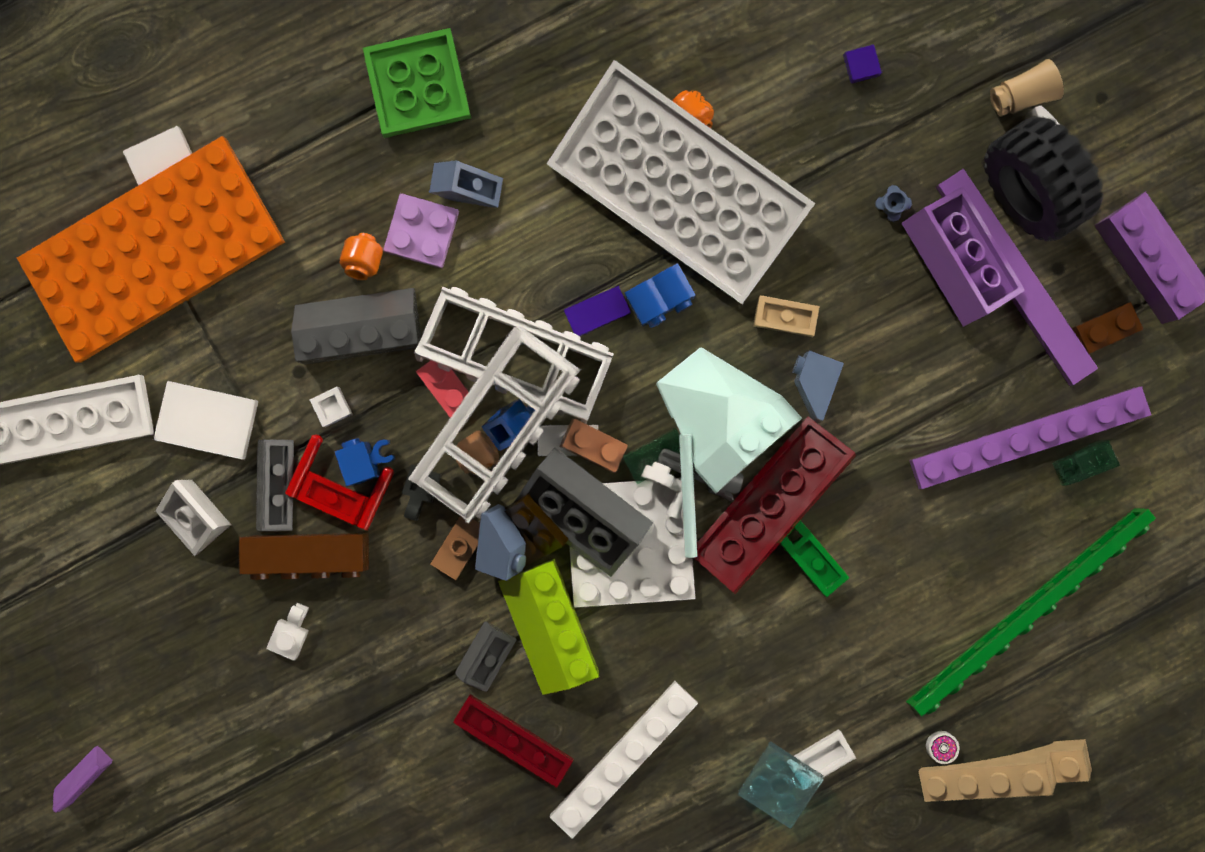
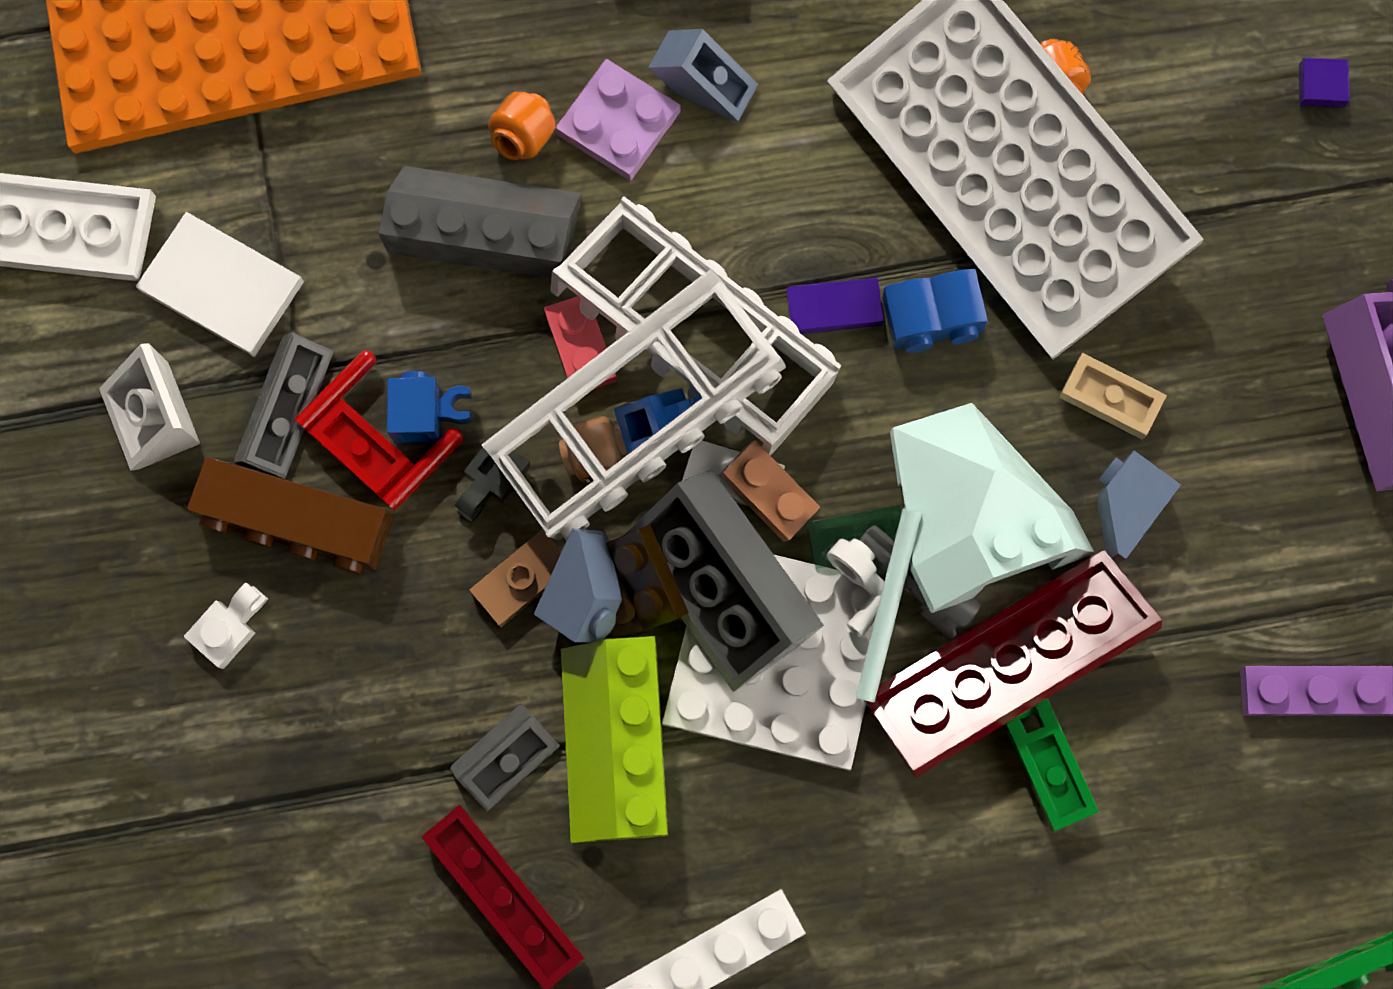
camera: 20 degrees right, 10 degrees down
(331, 407) = (404, 319): white plate -> none
(901, 199) = (1330, 284): sand blue plate -> none

